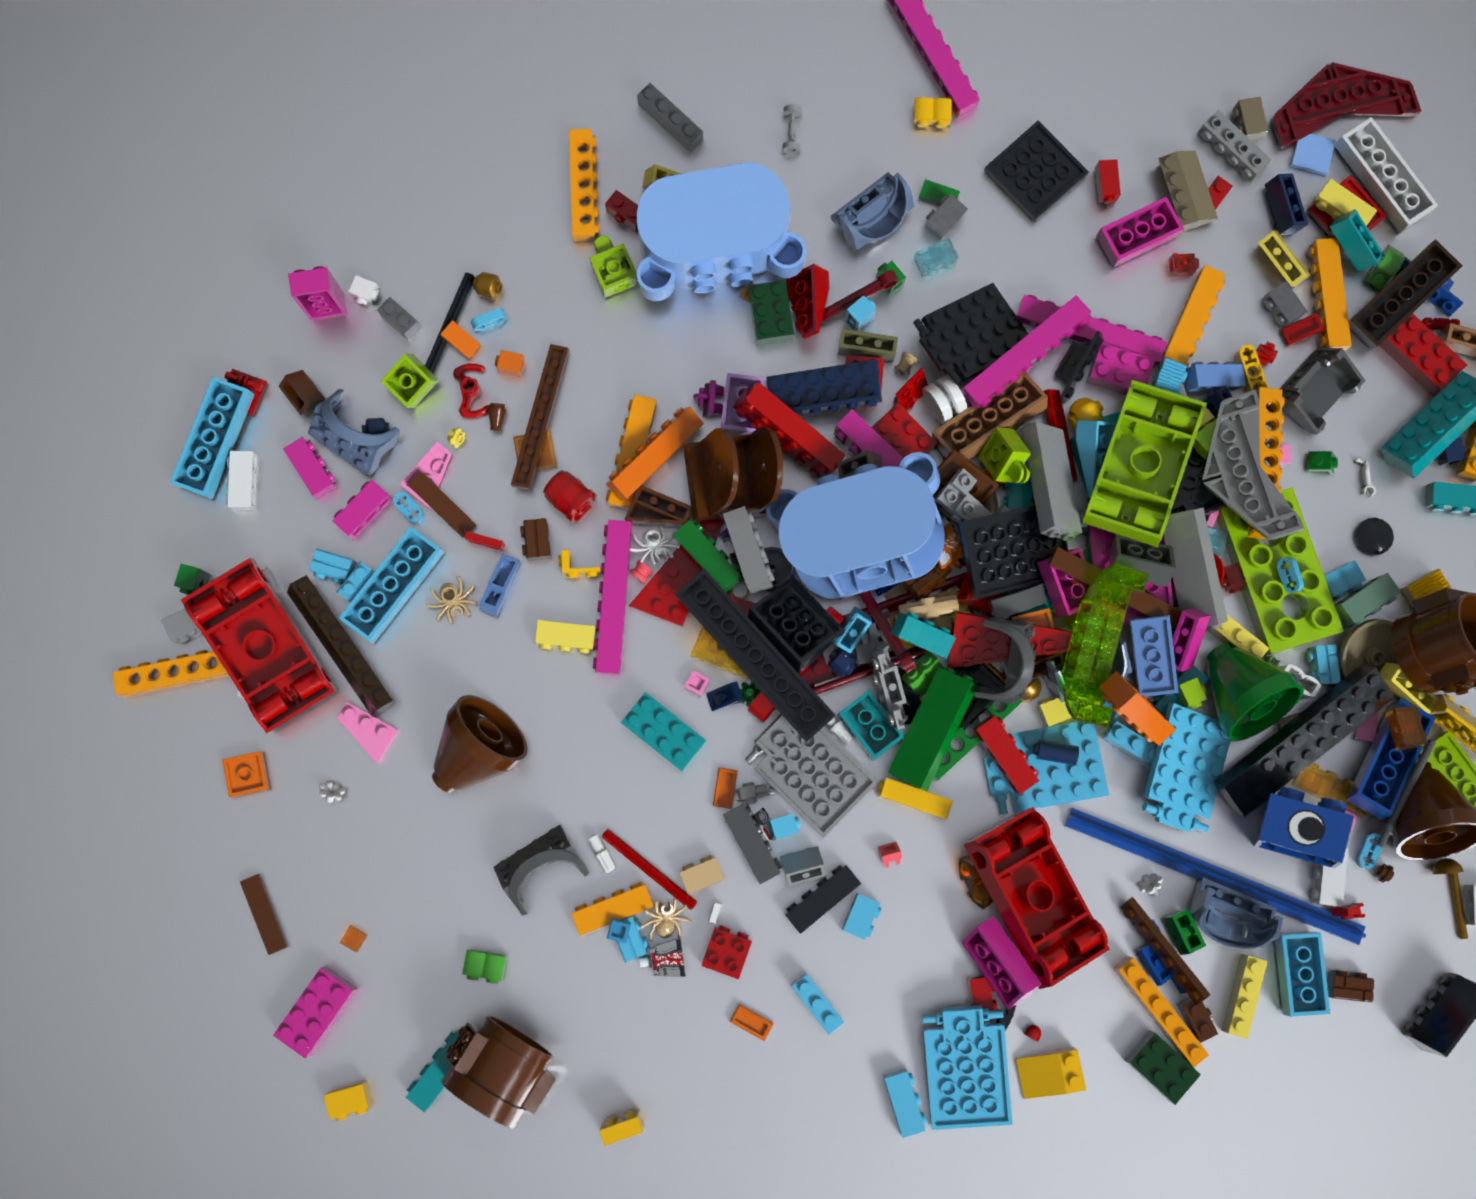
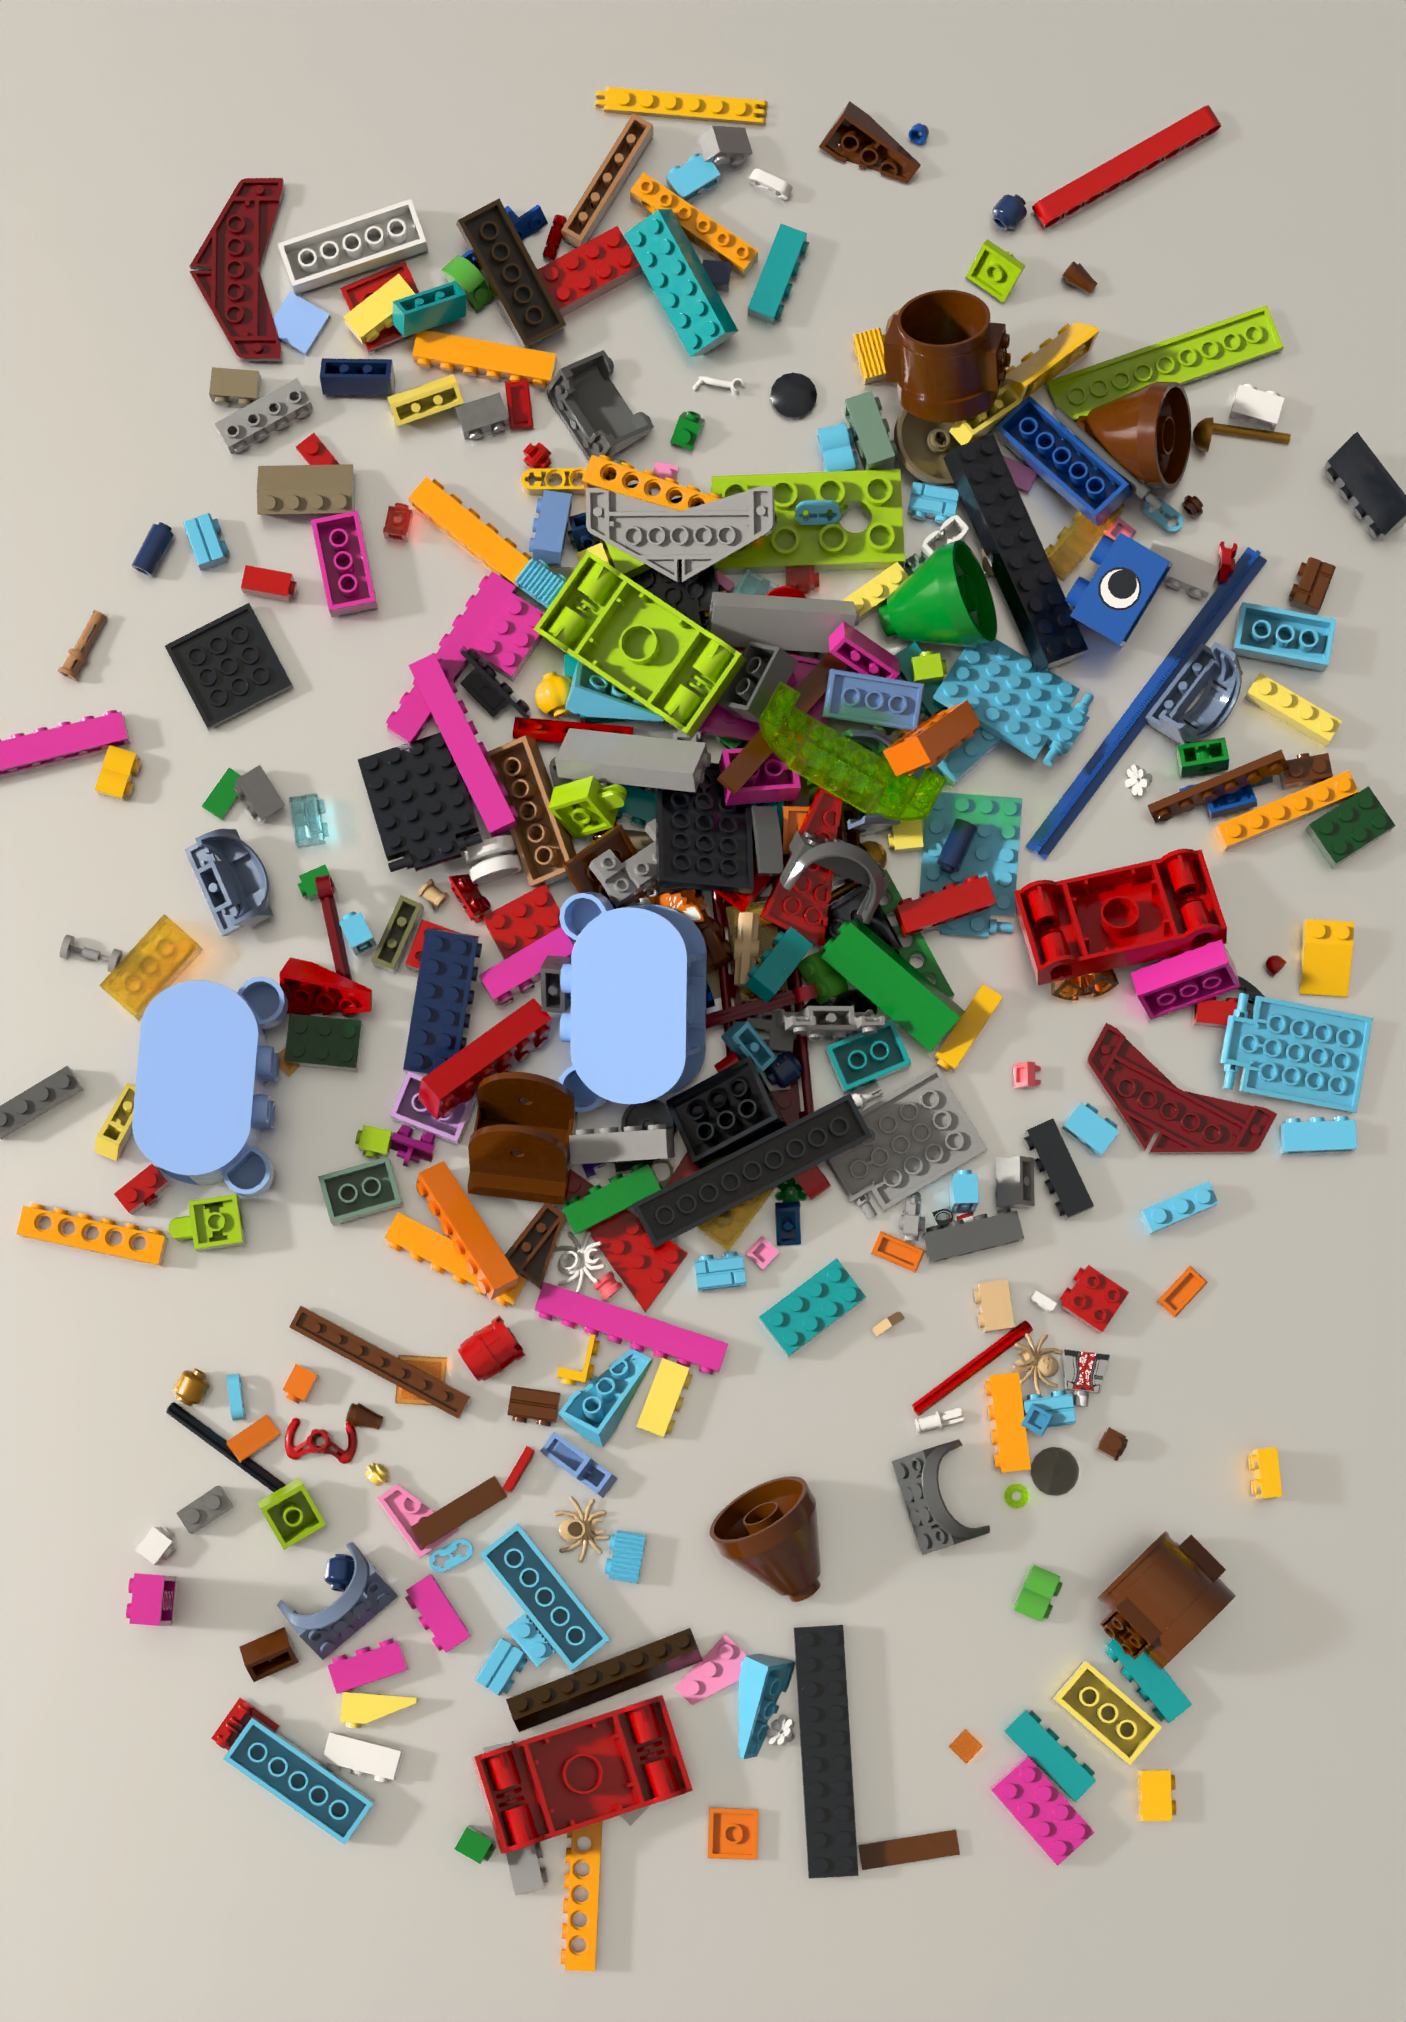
camera: 70 degrees left, 0 degrees up
(279, 473) = (366, 1707): none -> light yellow slope
(323, 829) = (825, 1751): none -> black brick
(360, 766) = (759, 1688): none -> medium azure wedge
(360, 1007) = (1049, 1755): none -> teal brick
(402, 1045) = (1107, 1712): none -> light yellow brick
(437, 639) = (626, 1556): none -> medium azure brick
(550, 591) = (603, 1402): none -> medium azure wedge
(557, 936) = (1024, 1495): none -> clear neon green plate
(584, 955) = (1054, 1471): none -> clear smoke tile
(616, 996) = (1112, 1444): none -> reddish brown brick
(665, 368) = (360, 1191): none -> sand green brick
(667, 794) = (887, 1323): none -> tan tile
(673, 655) = (720, 1272): none -> medium azure brick
(705, 369) = (374, 1141): none -> lime brick
(802, 176) = (151, 966): none -> clear yellow brick
(889, 987) = (1182, 1118): none -> dark red wing
(1043, 68) = (75, 656): none -> medium nougat pin
(1108, 93) = (153, 549): none -> dark blue brick
(1125, 129) = (205, 541): none -> medium azure brick
(1406, 728) = (1032, 434): clear orange brick -> none

